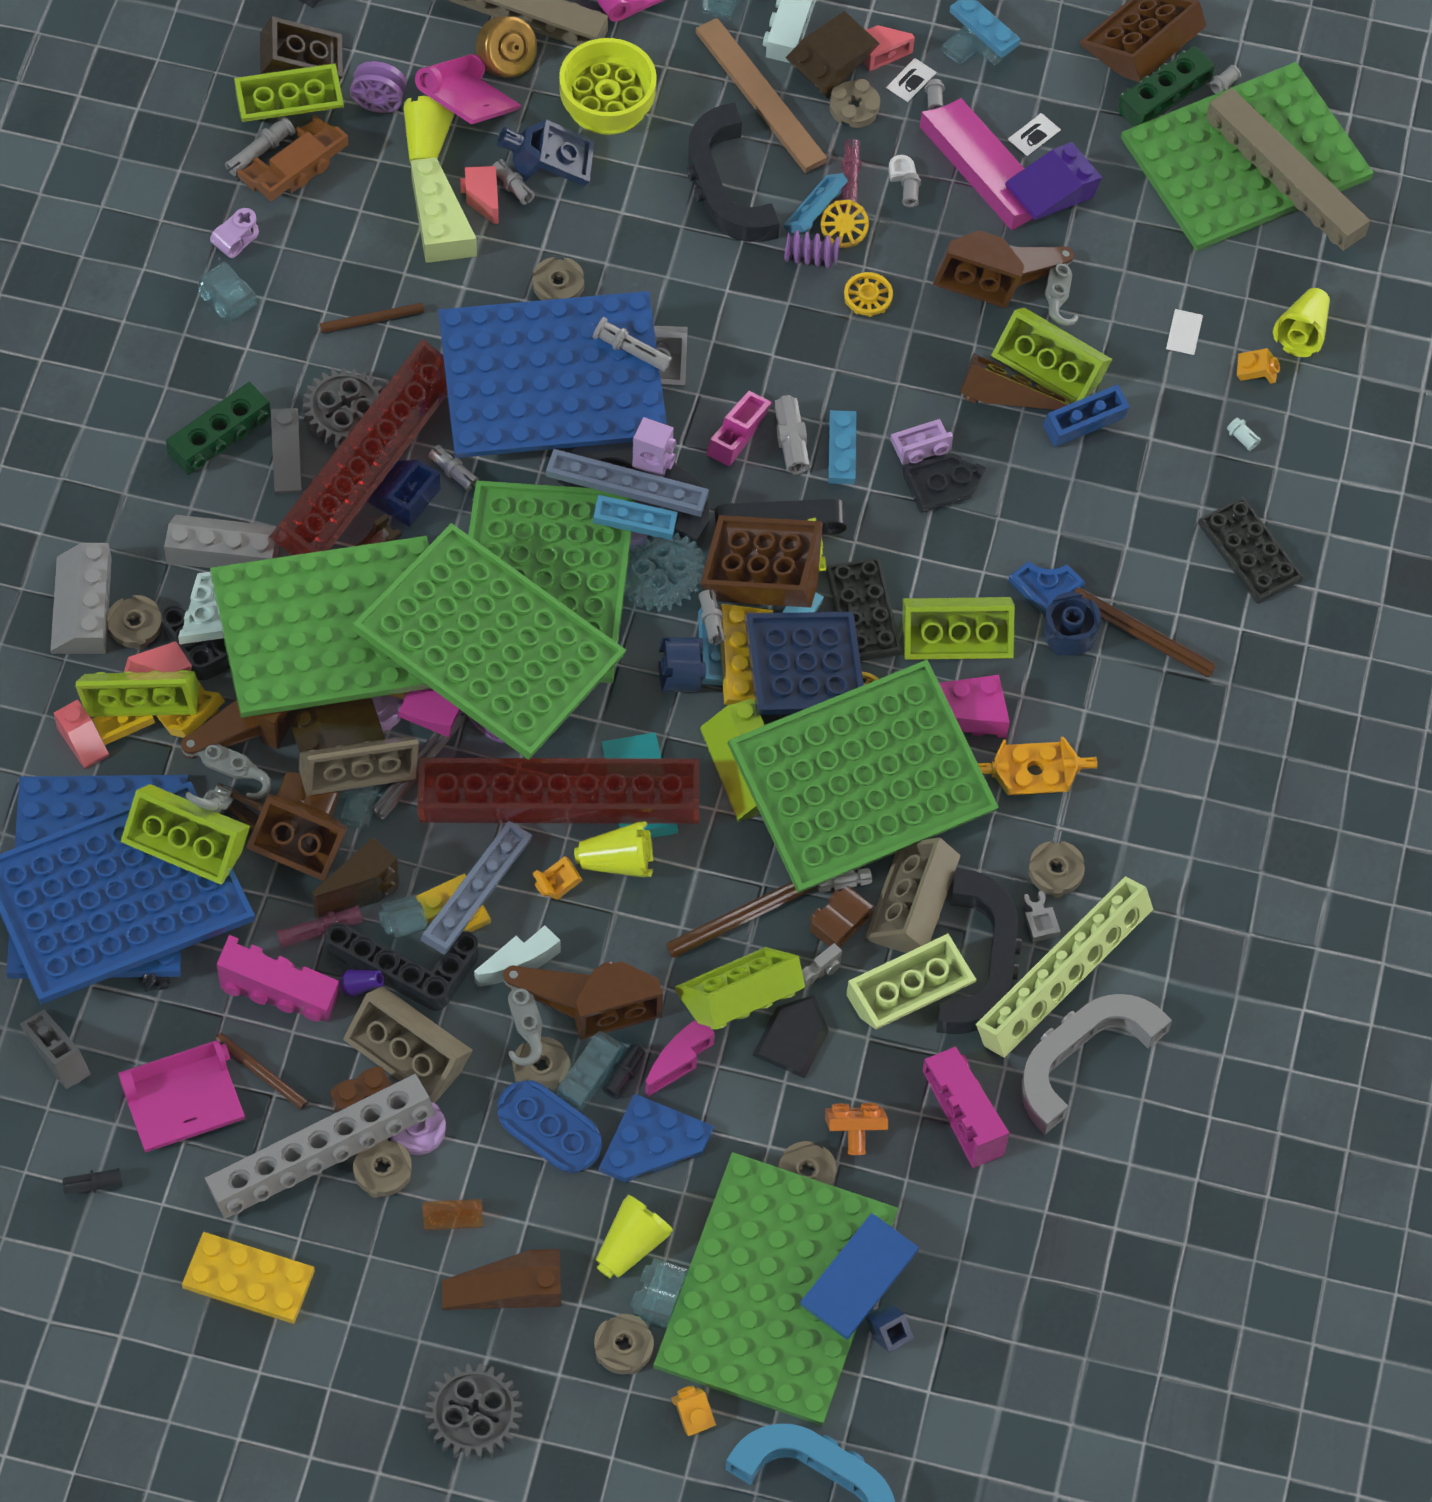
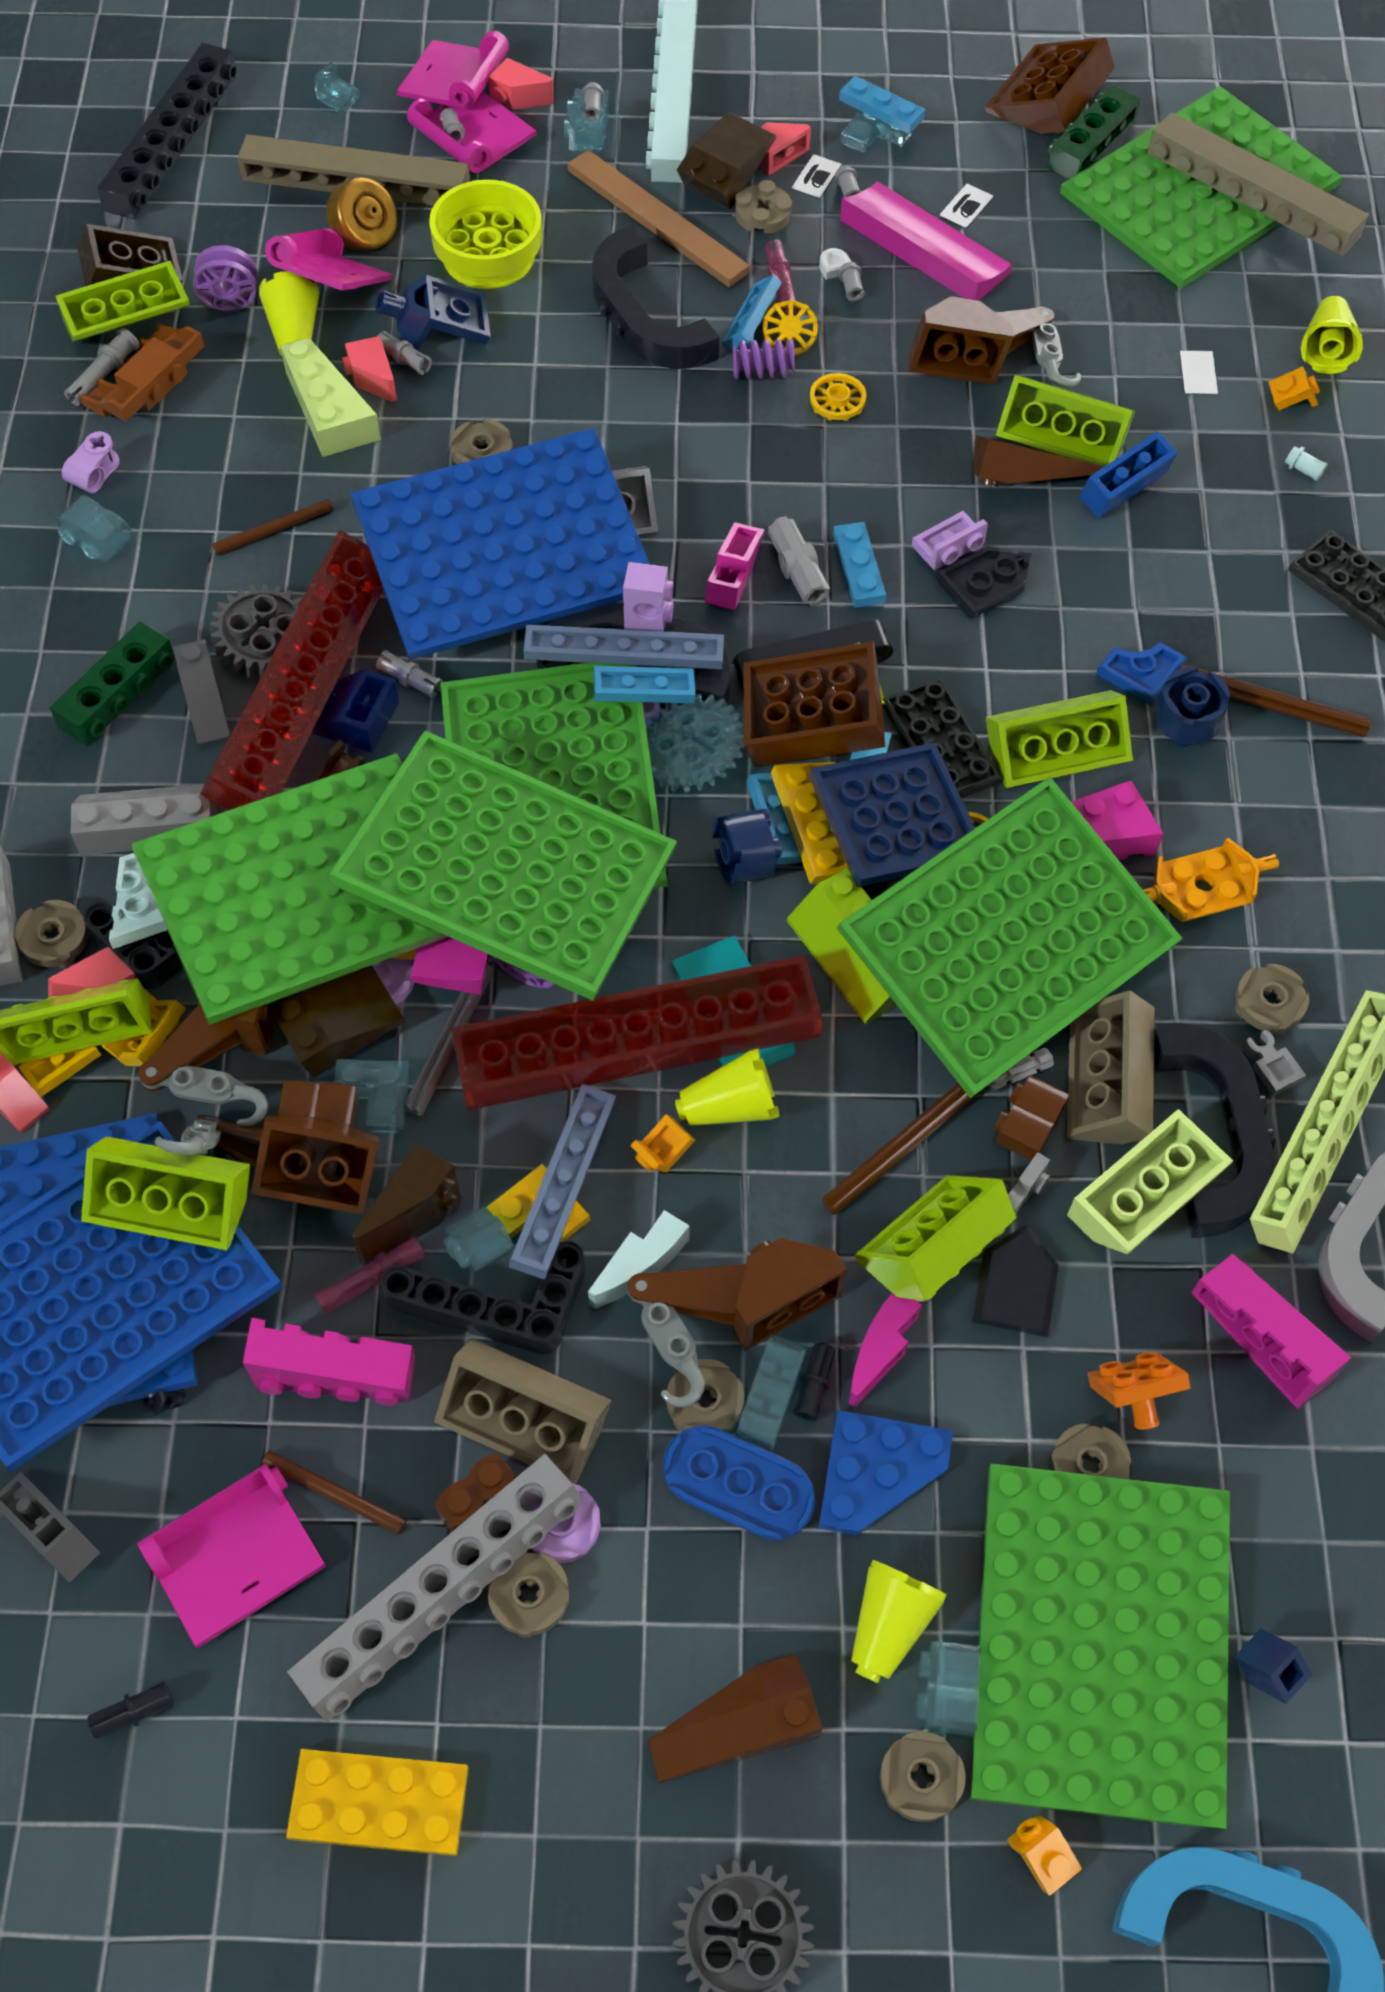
camera: 10 degrees left, 0 degrees up
(357, 982) = (438, 1339): dark purple cone -> none
(359, 765) = (375, 1053): dark tan slope -> none
(452, 1214) = (640, 1638): clear orange hinge -> none
(621, 340) = (577, 484): light grey pin -> none
(711, 617) = (768, 782): light grey pin -> none
(859, 1276) = (1216, 1605): blue tile -> none
(1055, 182) = (1010, 241): dark purple slope -> none
(1225, 79) = (1150, 117): light grey pin -> none

